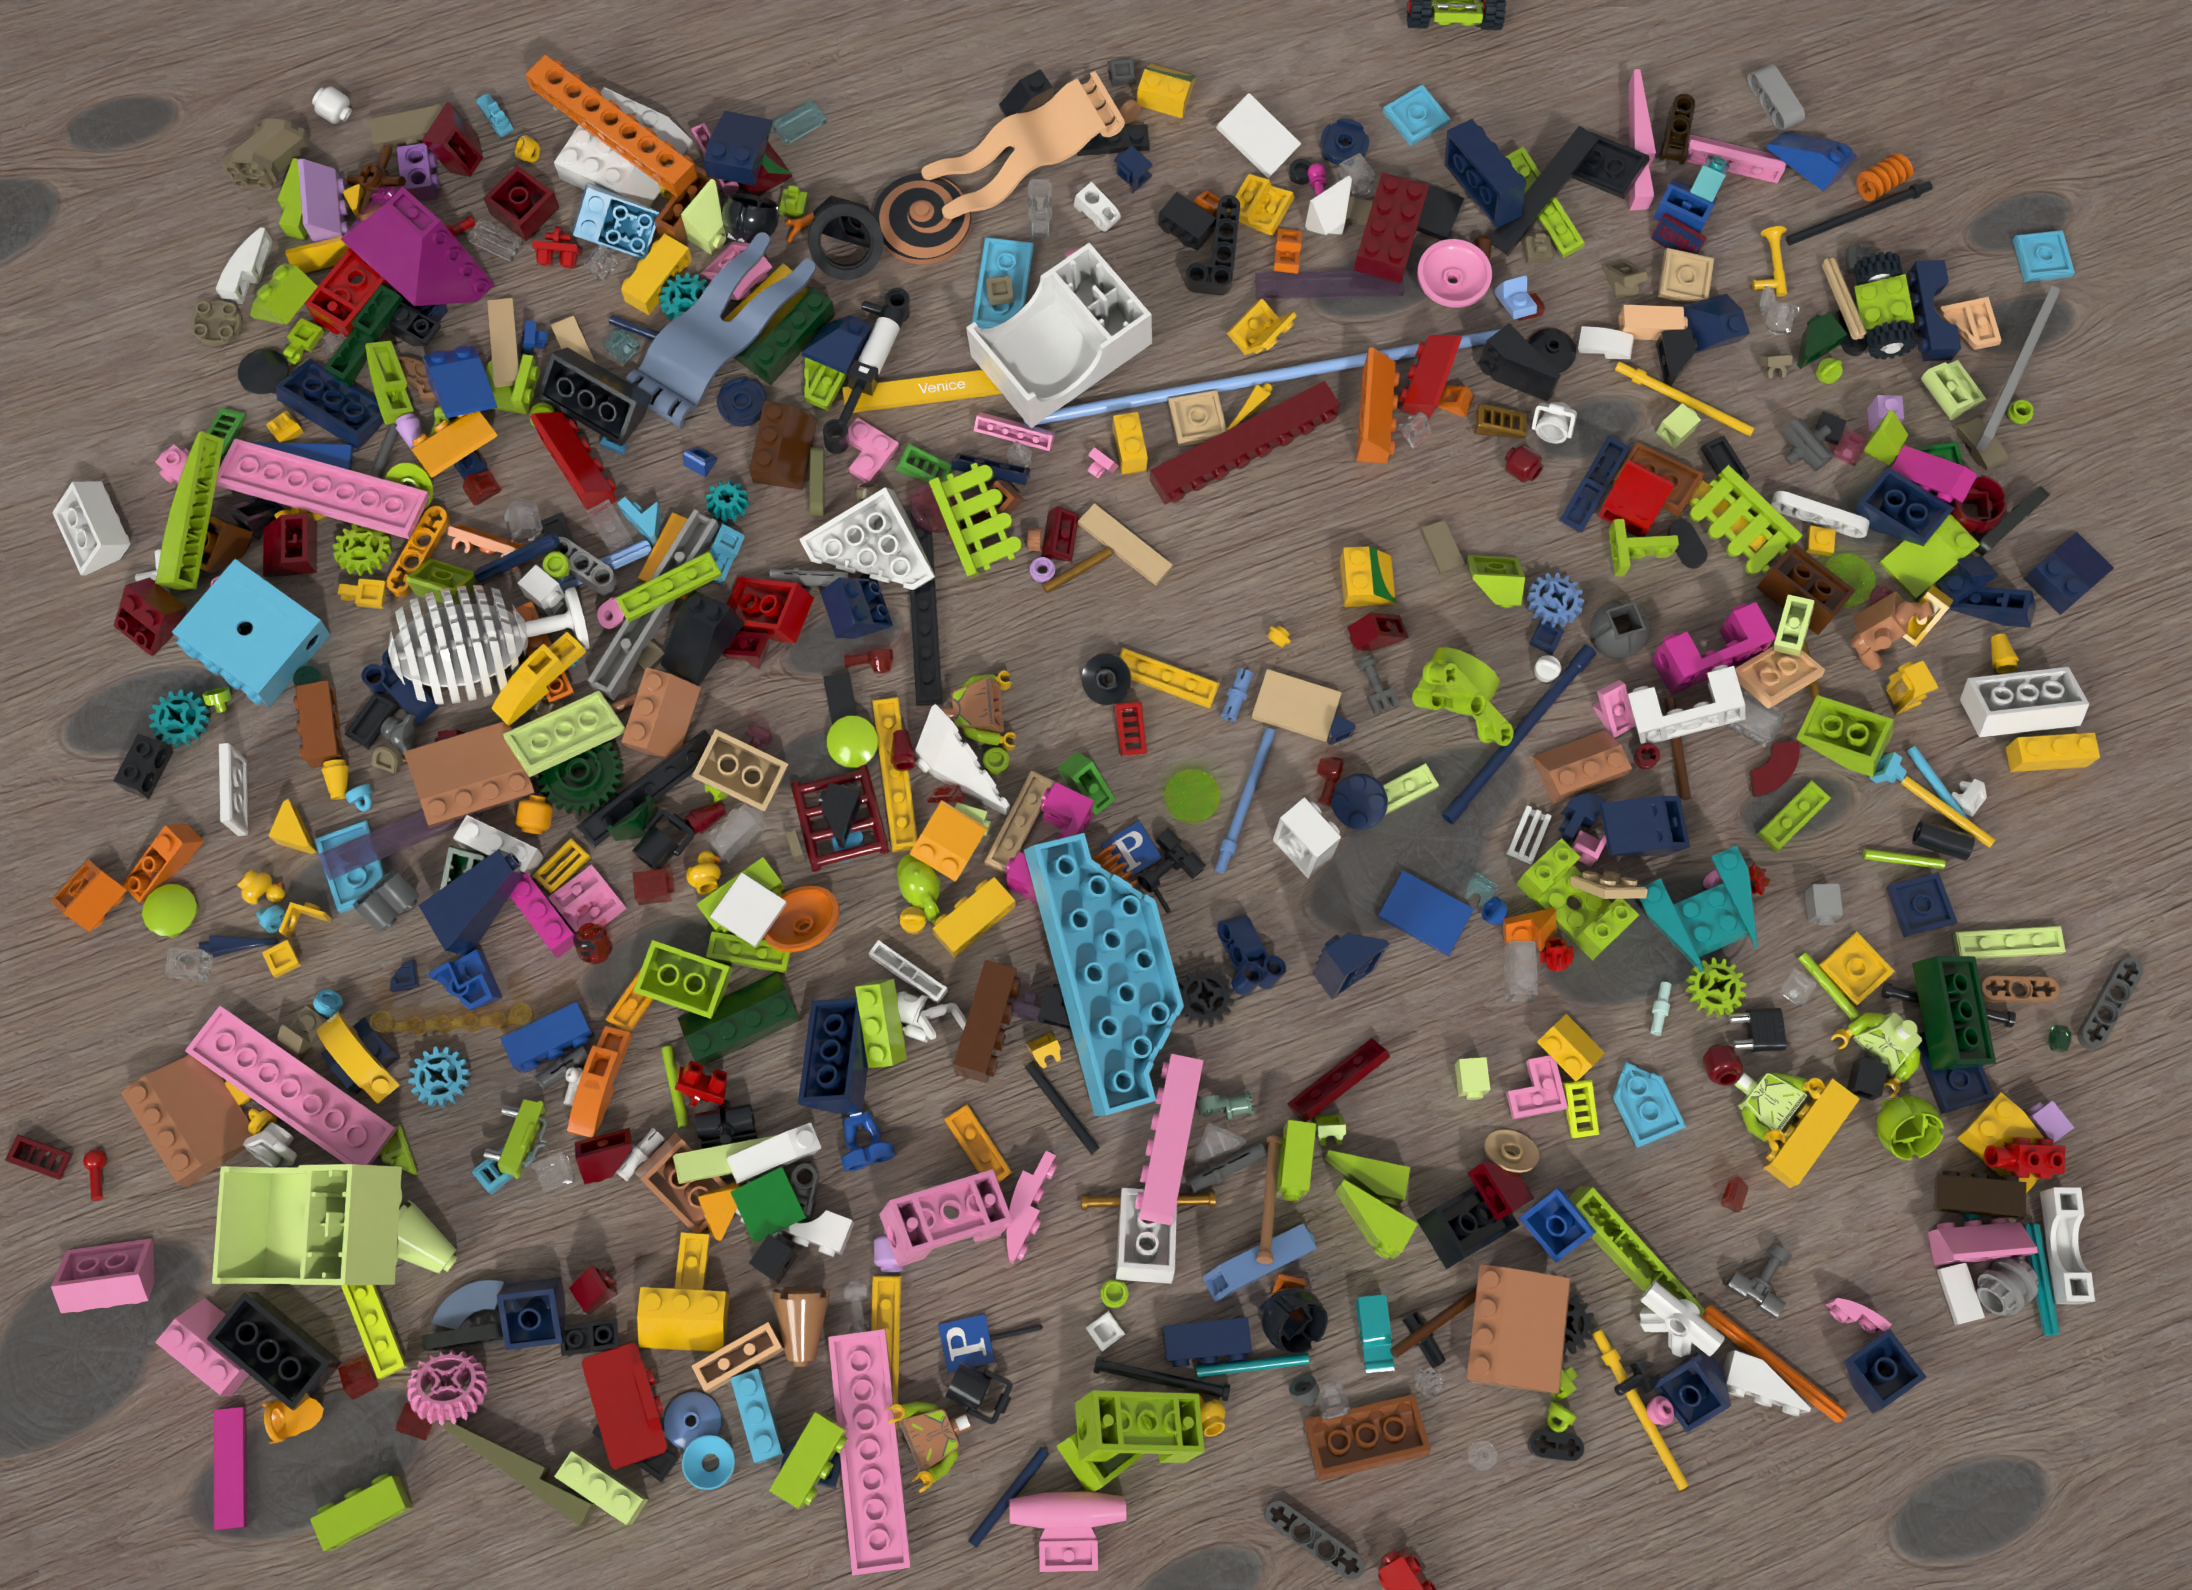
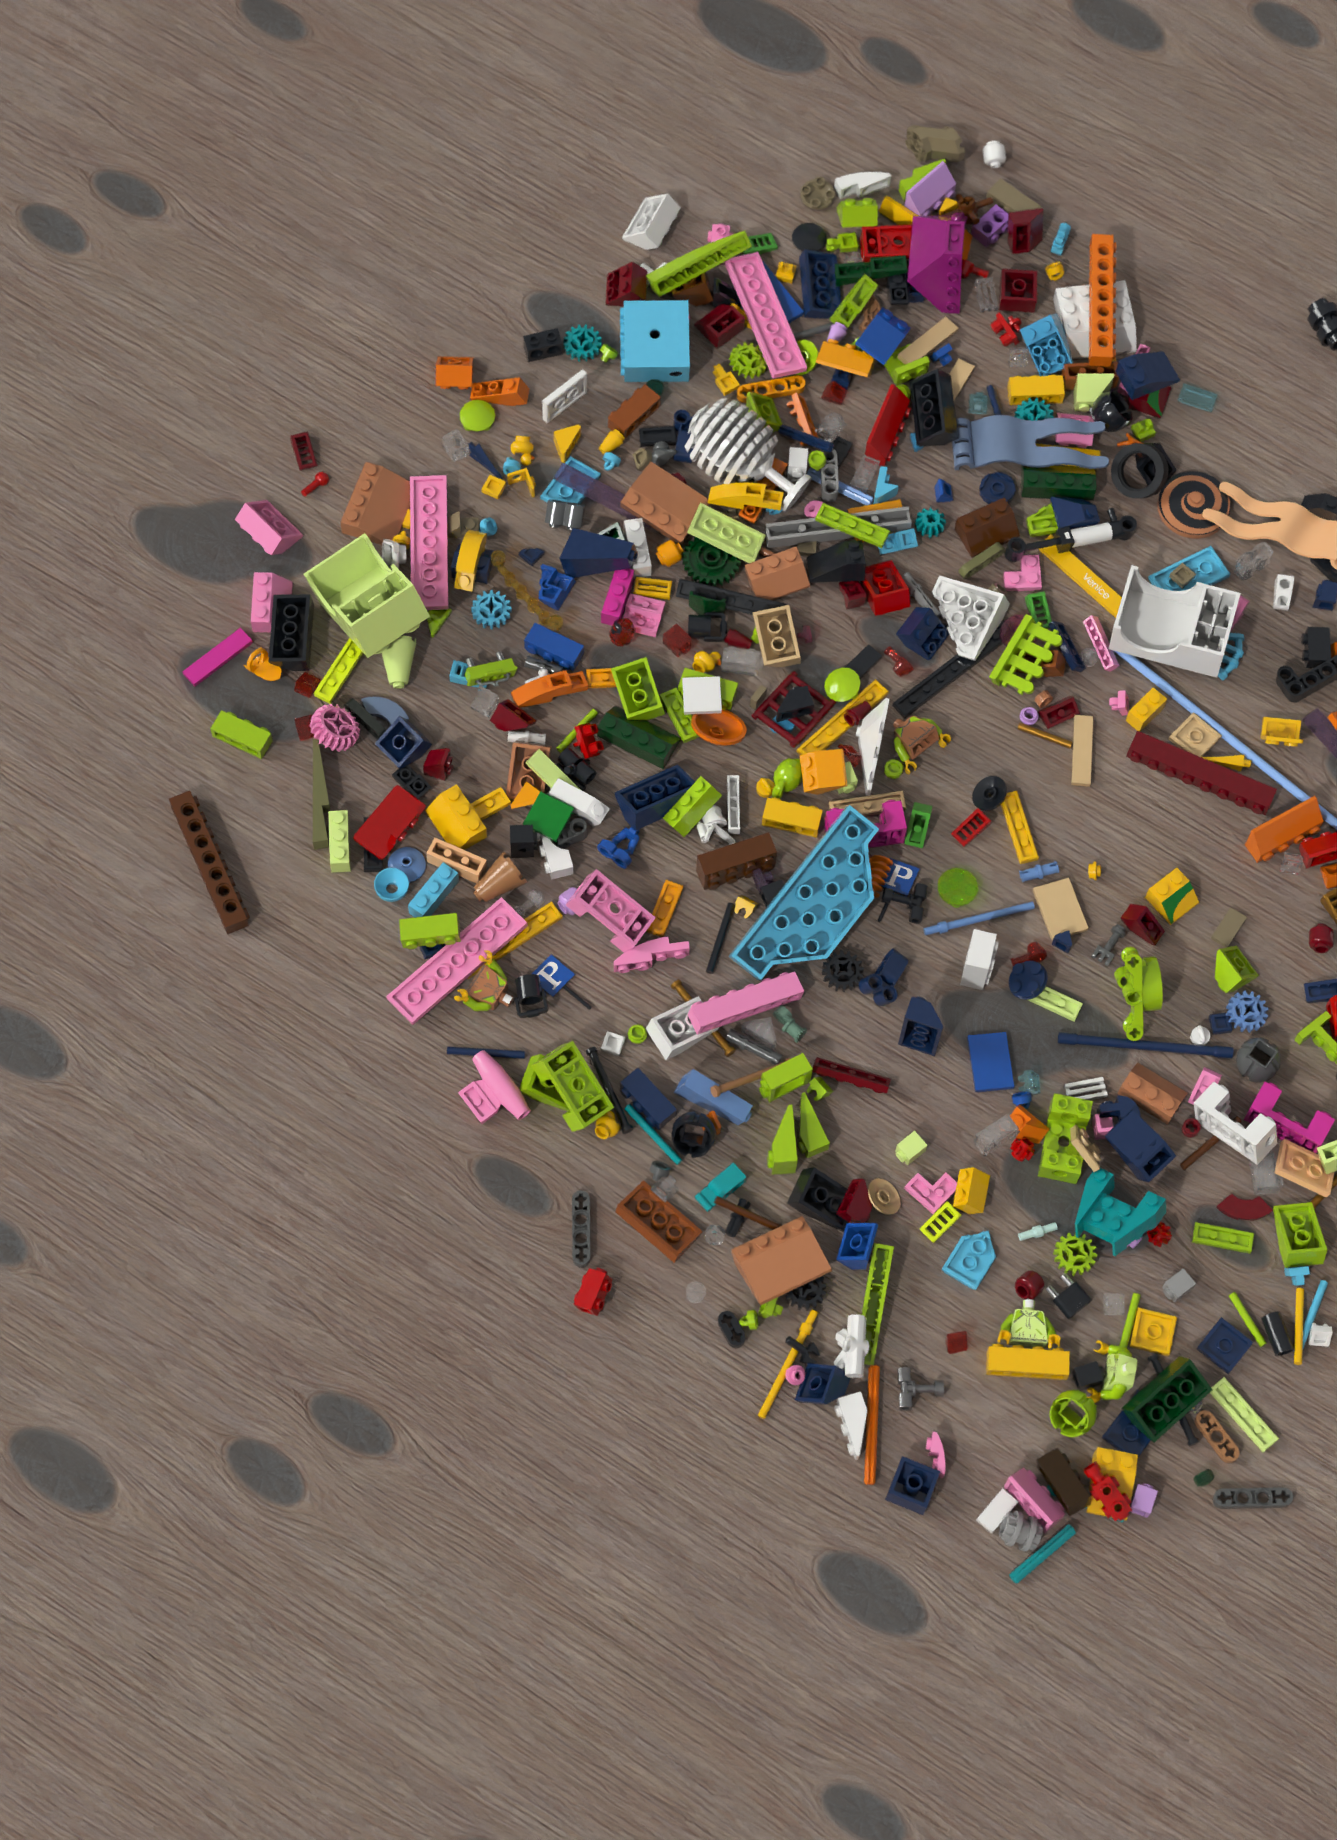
camera: 55 degrees right, 5 degrees down
(2062, 1217) = (1073, 1553): white arch -> none

